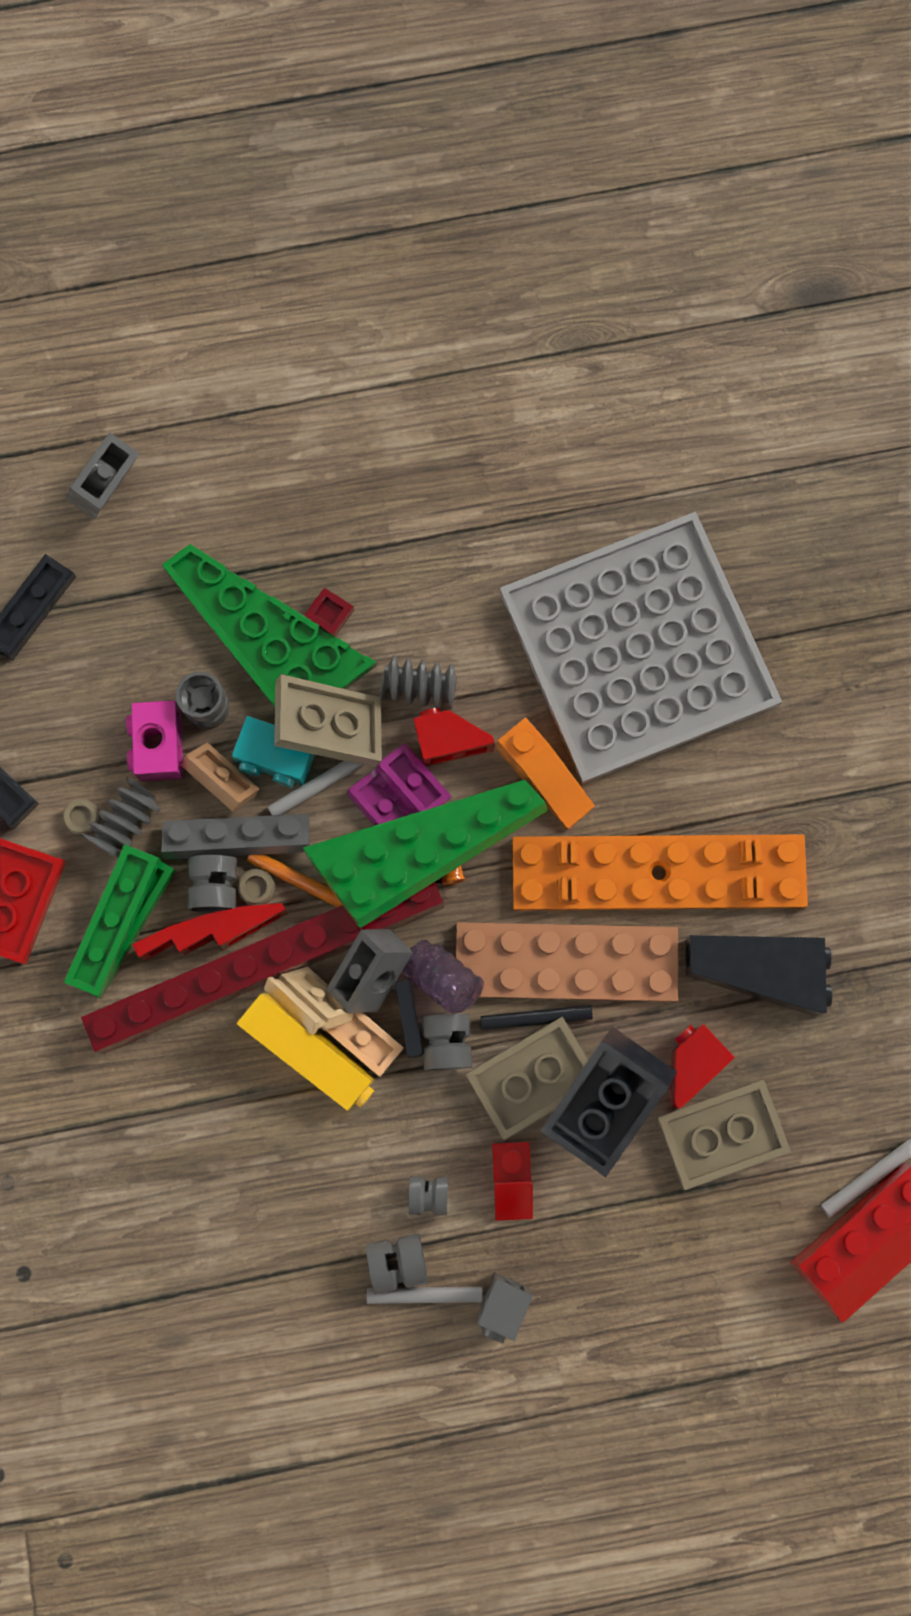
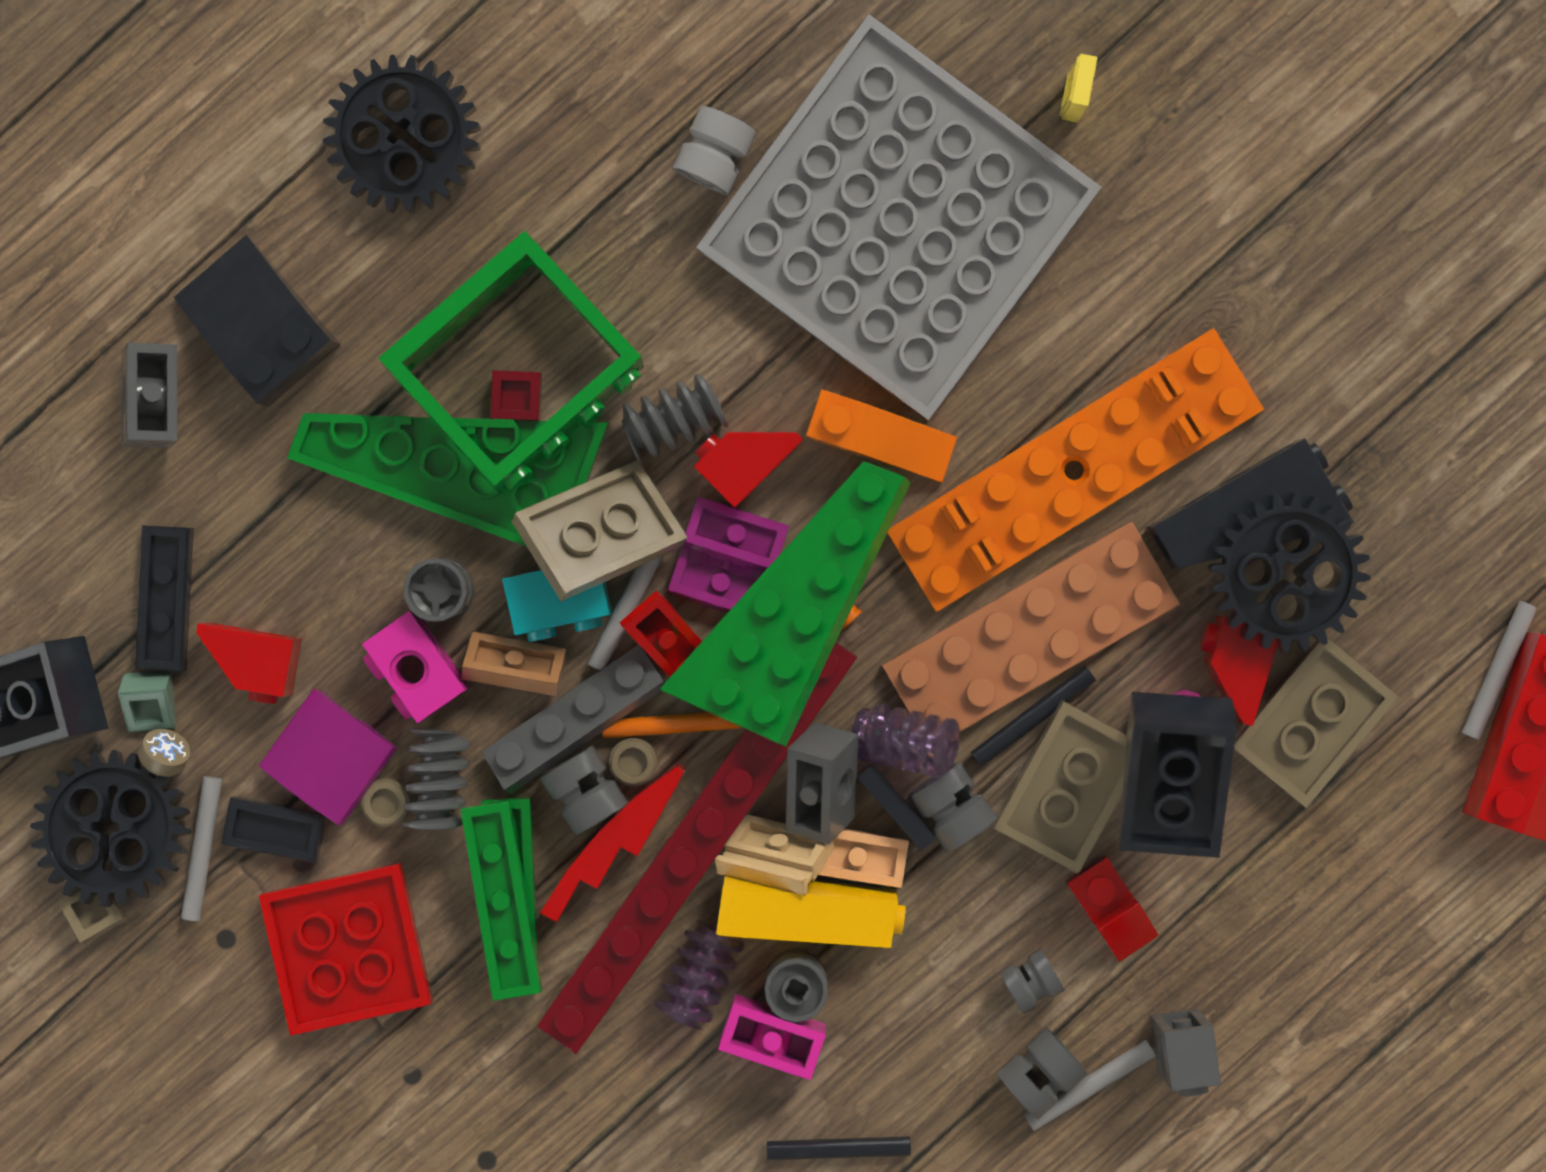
camera: 25 degrees left, 10 degrees up
(58, 675) = (254, 659): none -> red slope
(63, 765) = (327, 757): none -> magenta slope
(197, 476) = (256, 322): none -> black slope
(208, 1053) = (699, 976): none -> piece
(228, 1232) = (838, 1148): none -> black bar
(230, 1123) = (765, 1038): none -> dark pink brick
(268, 1098) = (796, 985): none -> dark grey wheel
(326, 810) = (661, 632): none -> red slope
(329, 425) = (428, 102): none -> black gear
(333, 537) = (467, 303): none -> green window
(550, 534) = (713, 152): none -> light grey wheel
(770, 1051) = (1316, 606): none -> black gear
(803, 629) = (1078, 88): none -> light yellow tile

